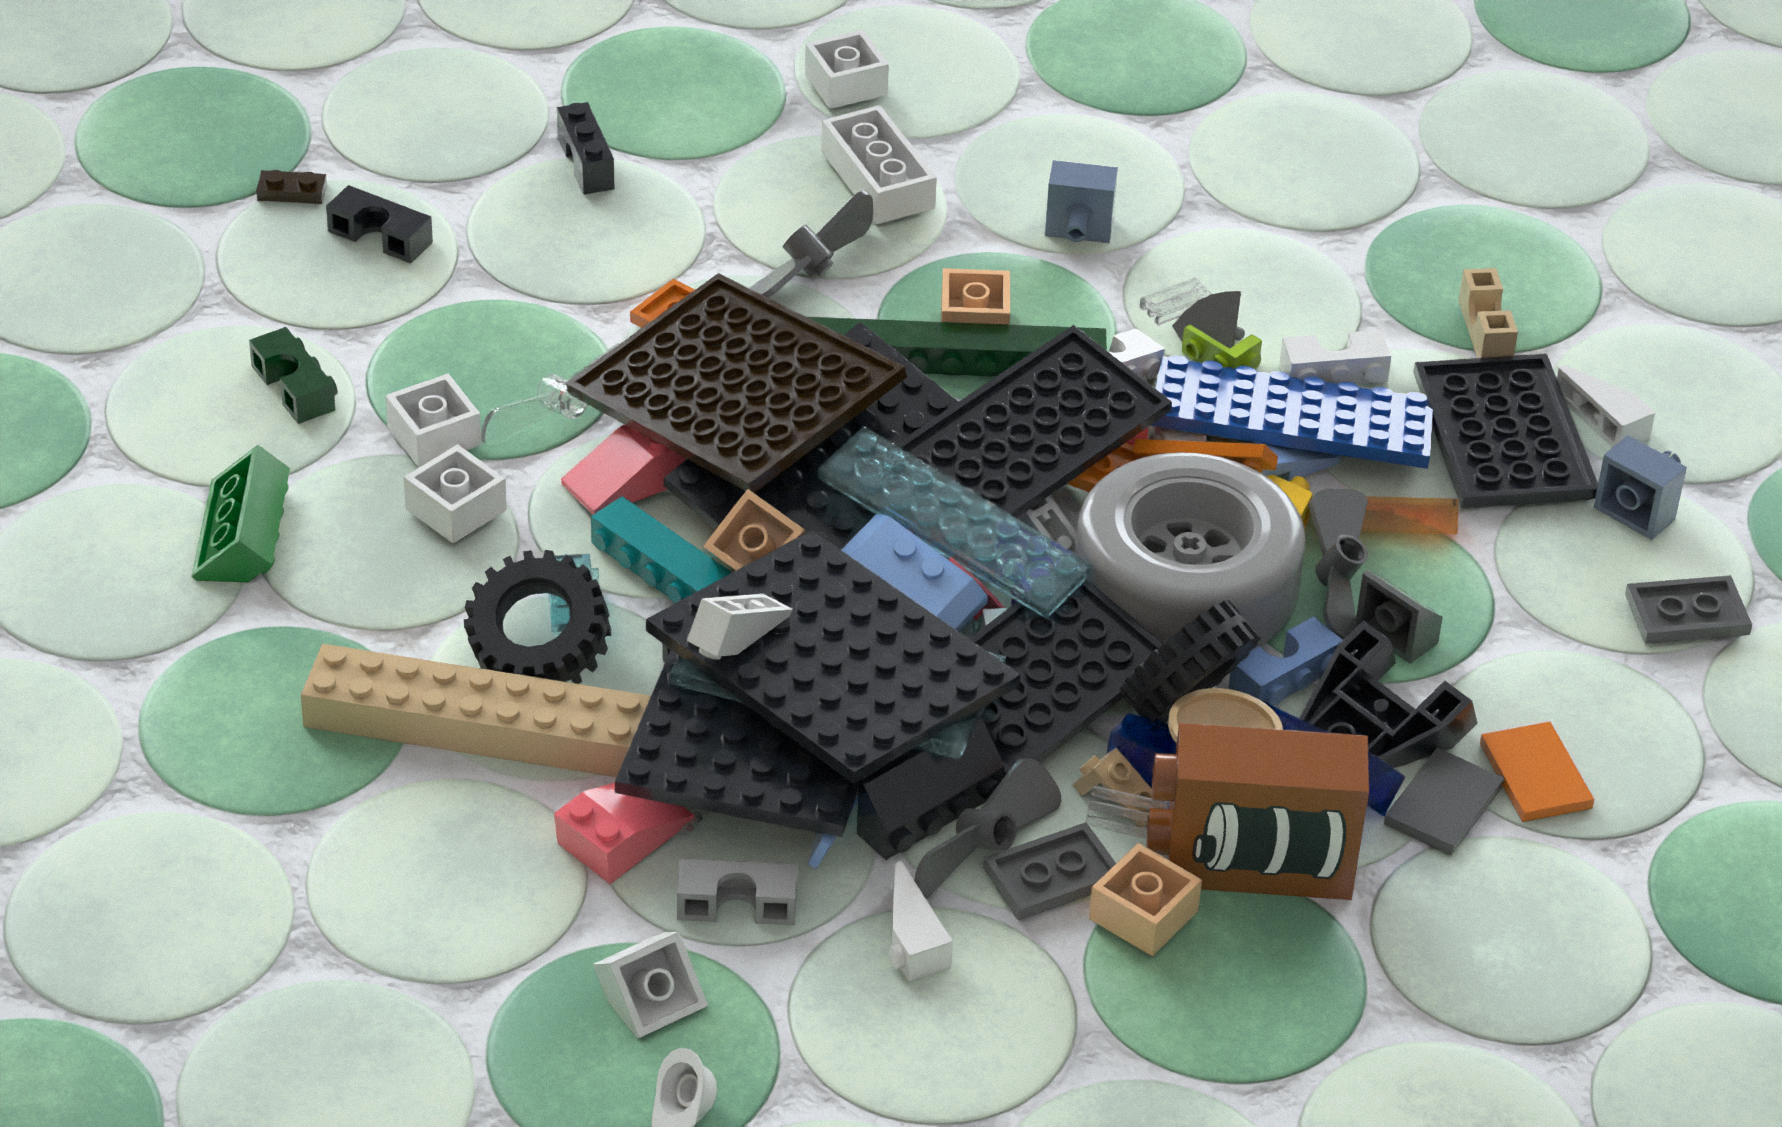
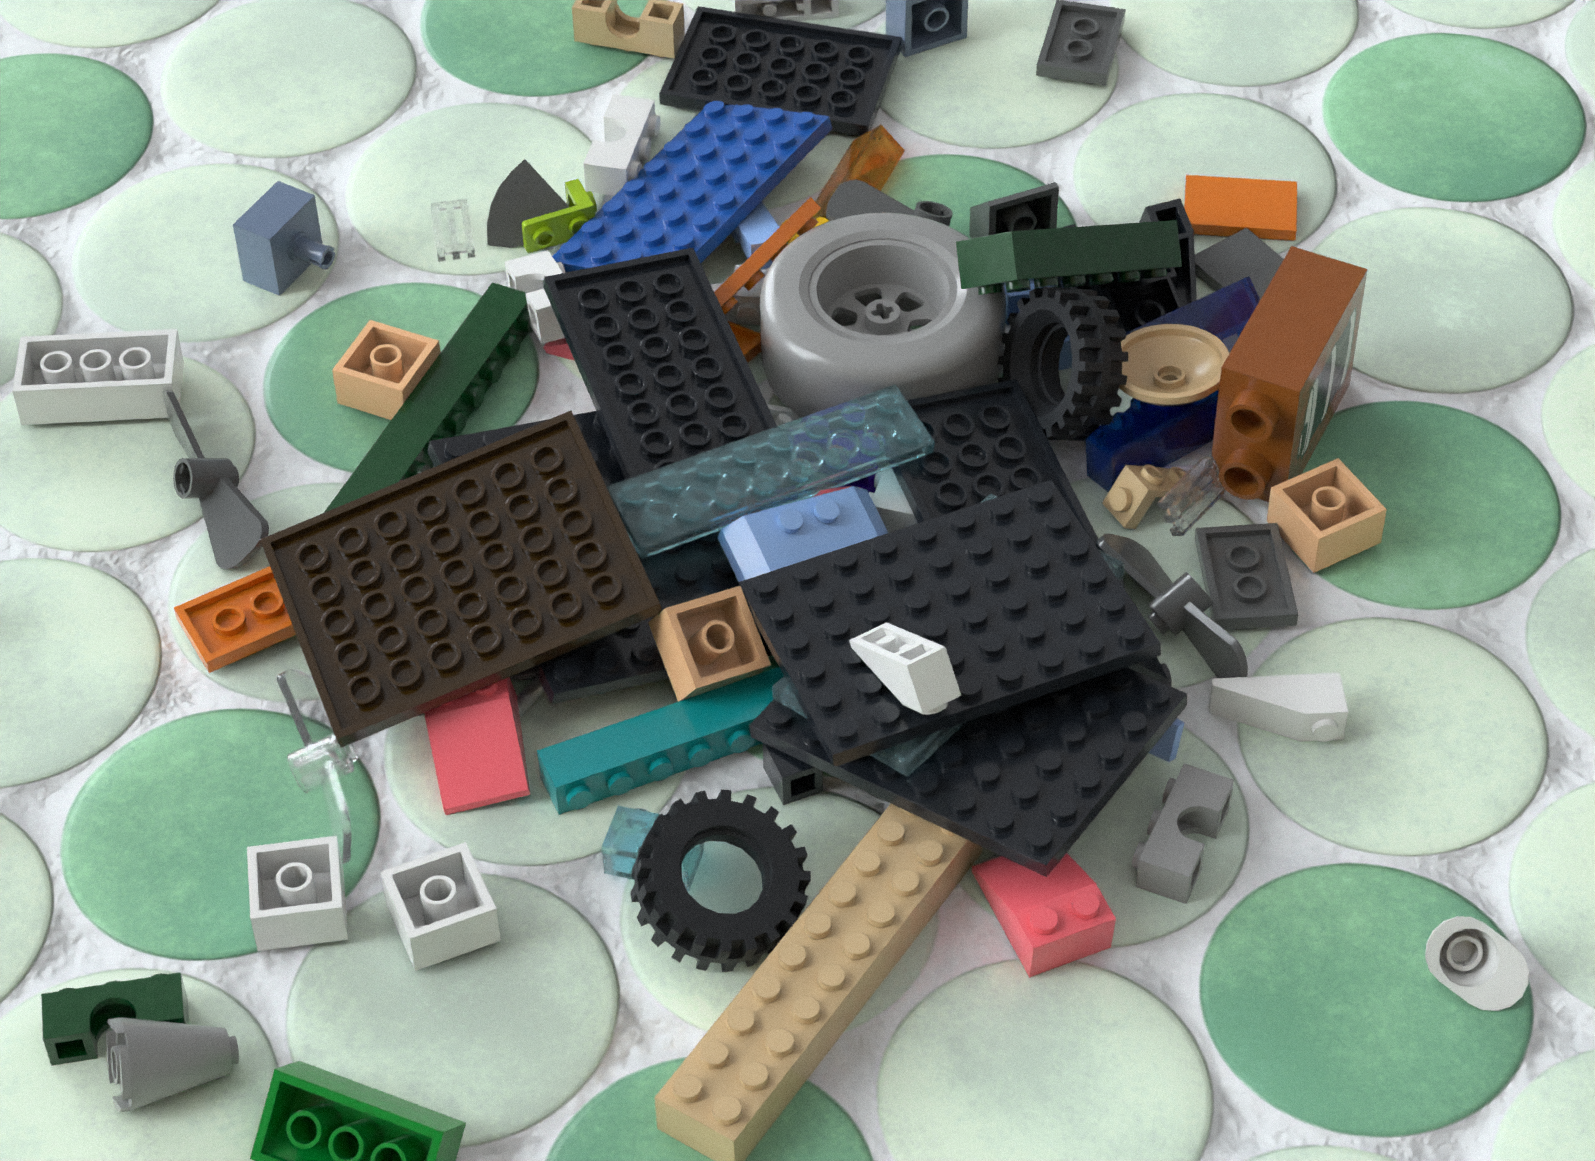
camera: 65 degrees left, 5 degrees up
(259, 400) = (164, 1058): none -> light grey cone
(651, 983) = (1290, 944): white slope -> none
(1302, 622) = (1068, 256): none -> dark green brick

